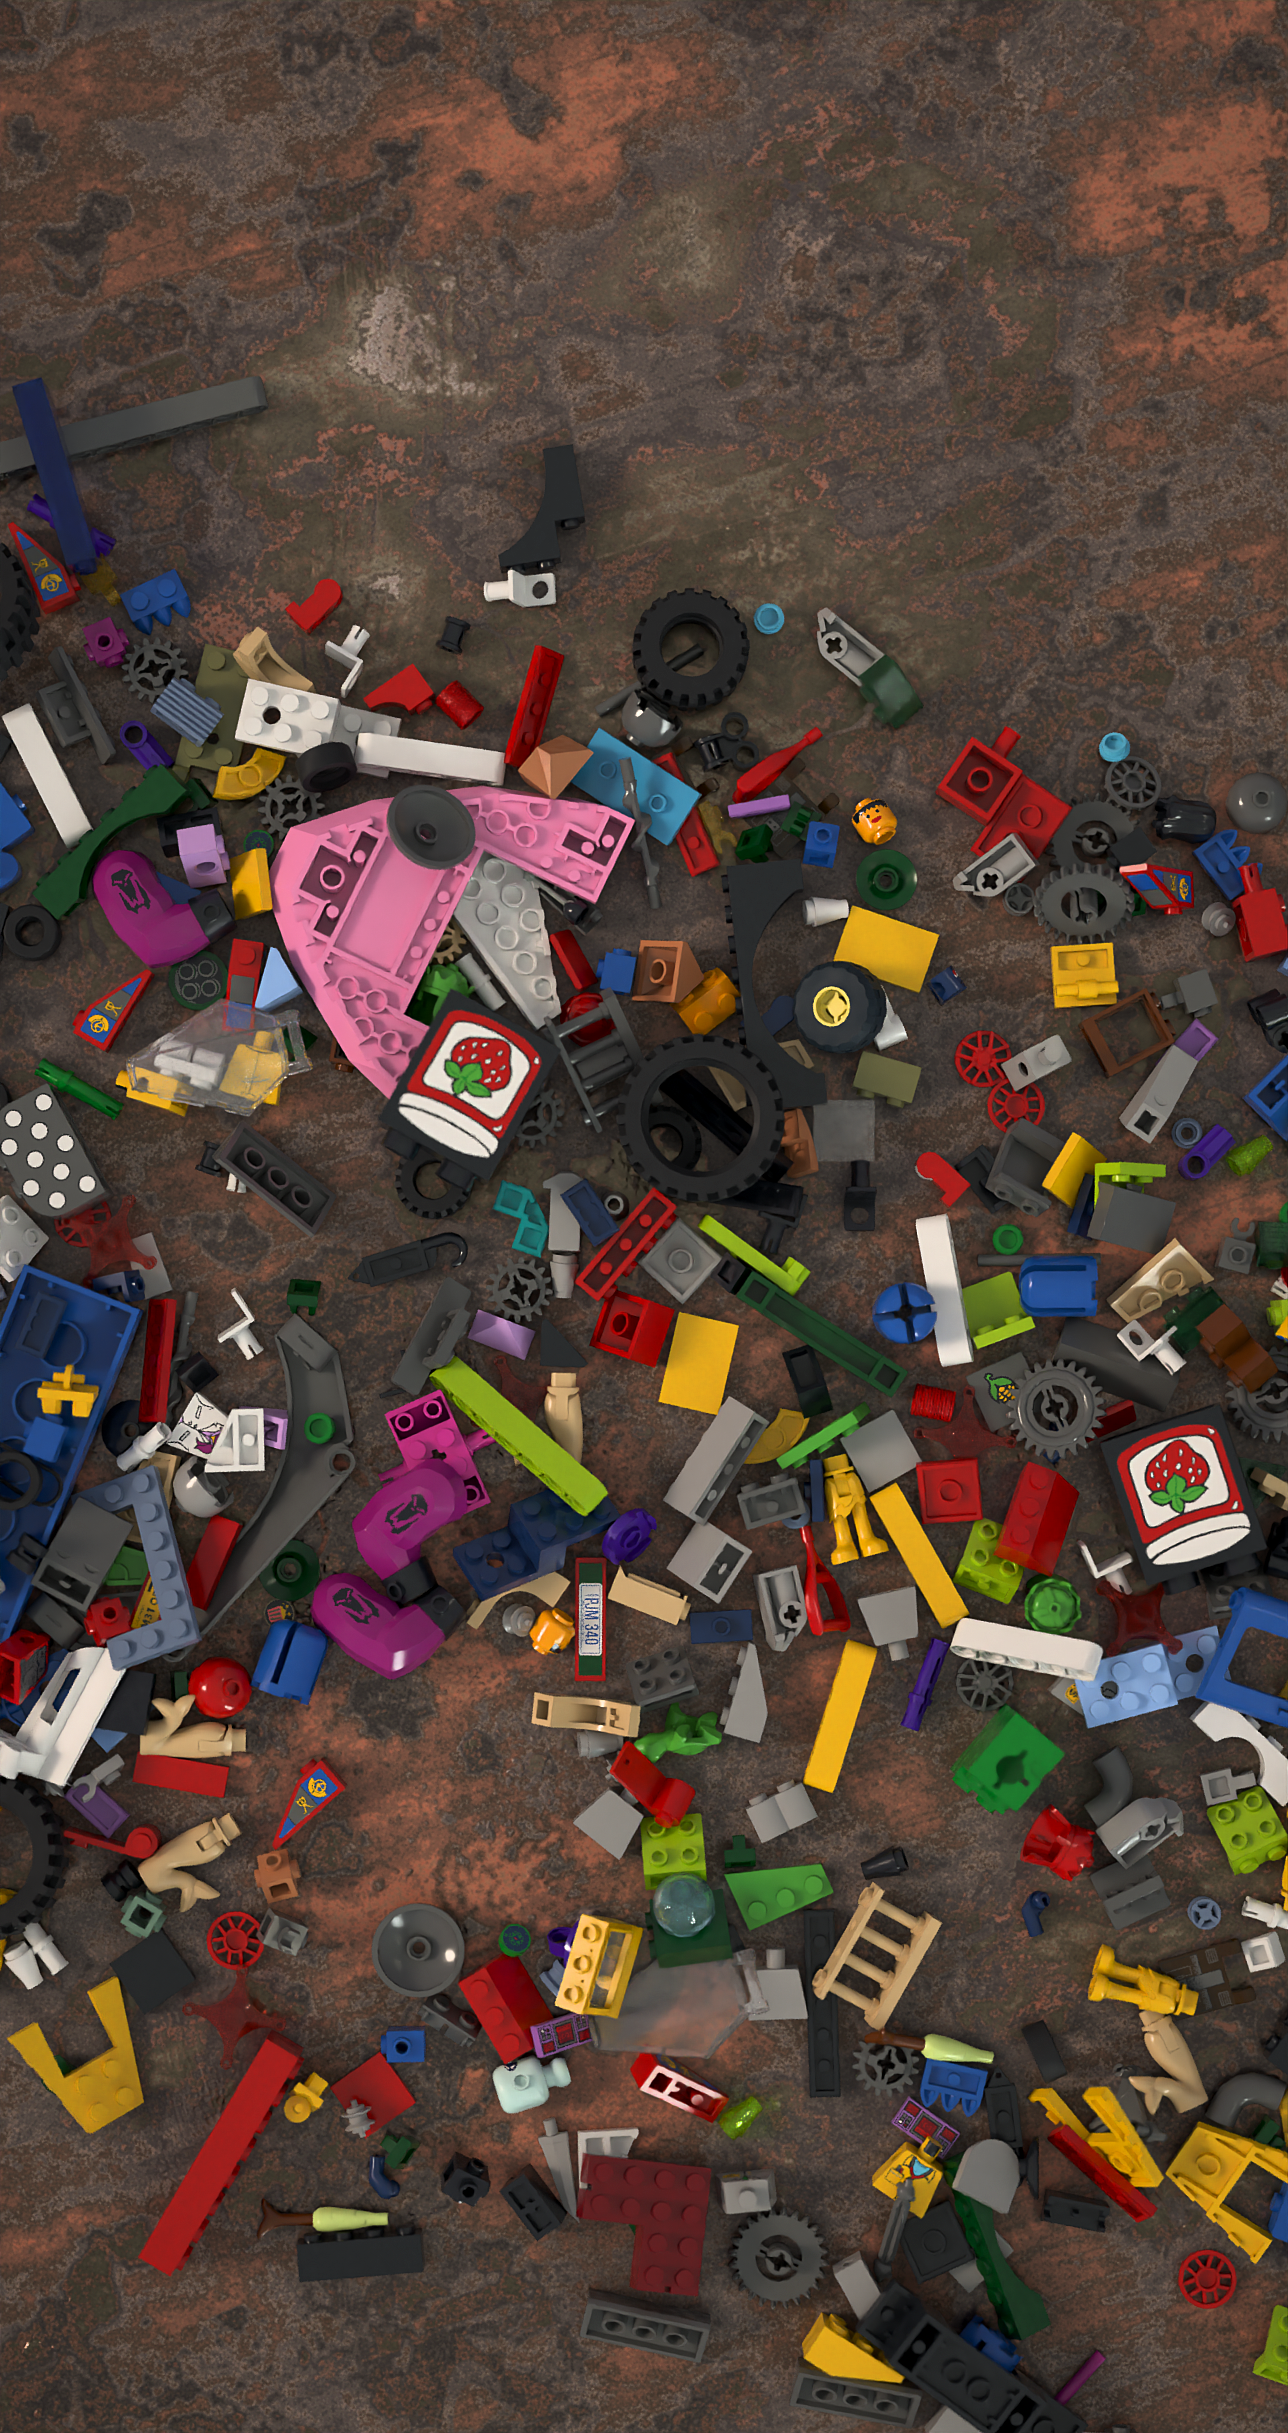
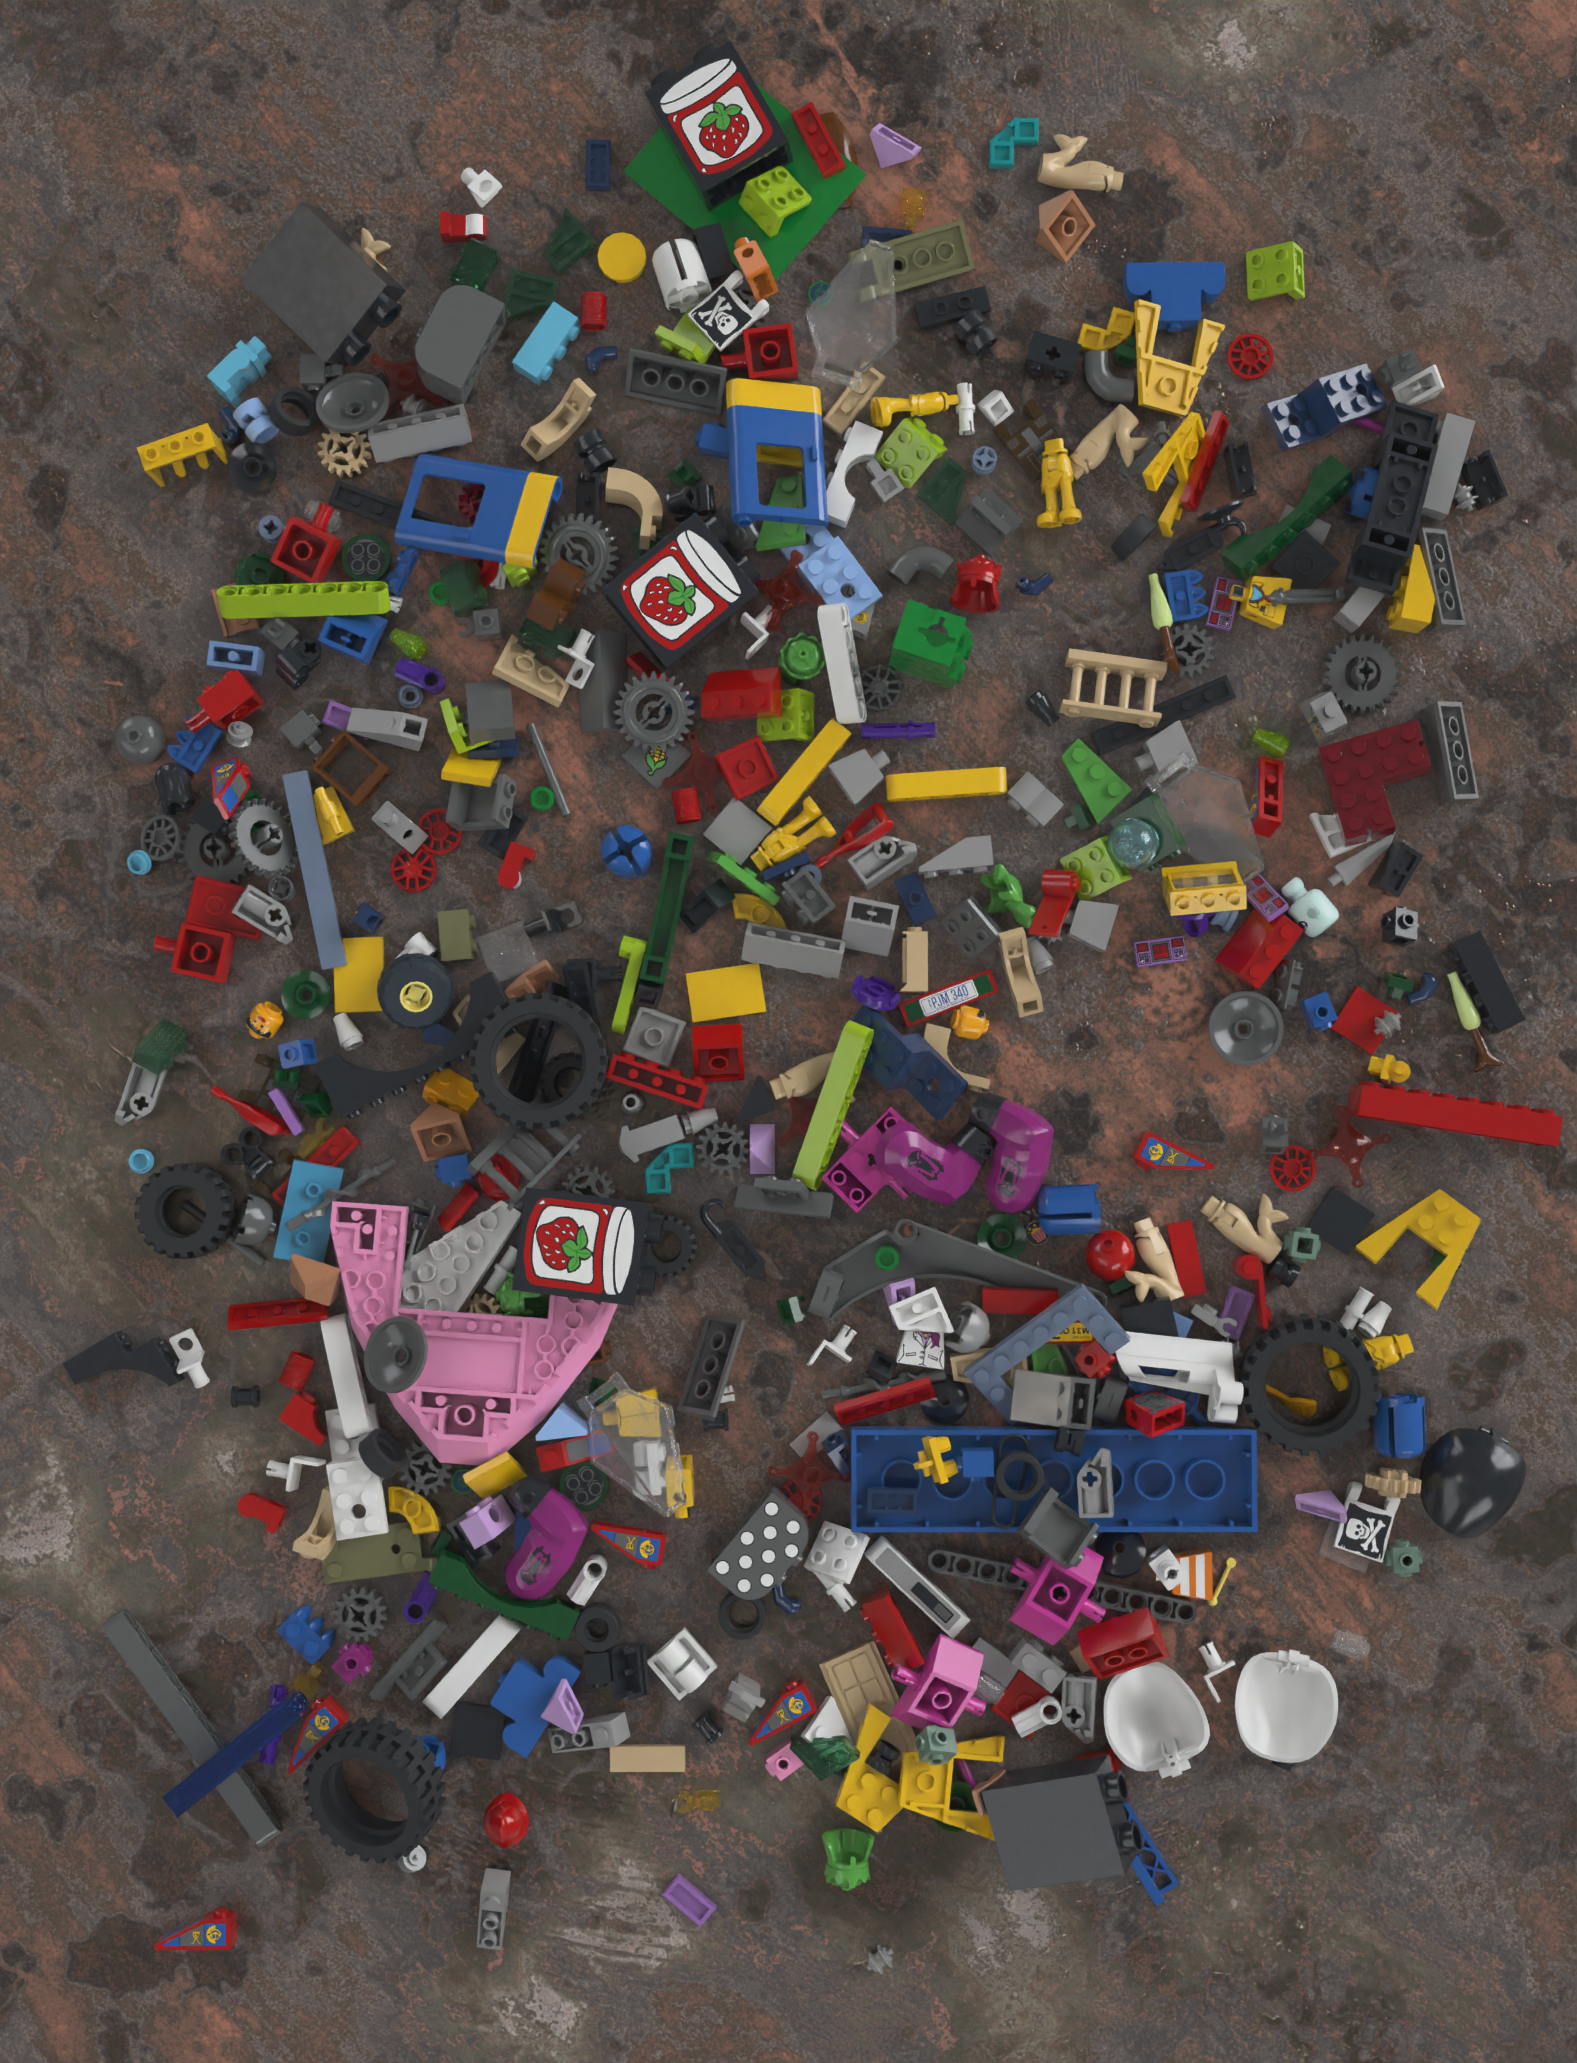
camera: 110 degrees left, 0 degrees up
(76, 1087) = (702, 1543): green pin -> none
(90, 941) = (587, 1580): none -> white piece
(144, 1447) = (953, 1384): white pin -> none
(187, 711) = (381, 1577): sand blue brick -> none
(277, 1875) = (1232, 1155): nougat brick -> none
(514, 1940) = (1208, 960): tile -> none
(518, 1619) = (970, 1051): light grey wheel -> none
(547, 1887) = (1160, 951): none -> tile
(590, 1212) = (643, 1117): dark blue plate -> none
(945, 1286) = (593, 832): white beam -> none
(989, 2174) = (1239, 541): light grey tile -> none
(994, 1310) = (600, 788): lime bracket -> none
(1026, 945) = (314, 870): none -> sand blue tile
(1058, 1286) = (561, 745): blue cylinder -> none
(1110, 2340) = (1324, 407): none -> dark blue bracket
(1141, 1828) = (940, 529): light grey piece -> none
(1191, 1854) = (944, 489): none -> clear green wing
(1250, 1662) = (774, 535): none -> bright green wing

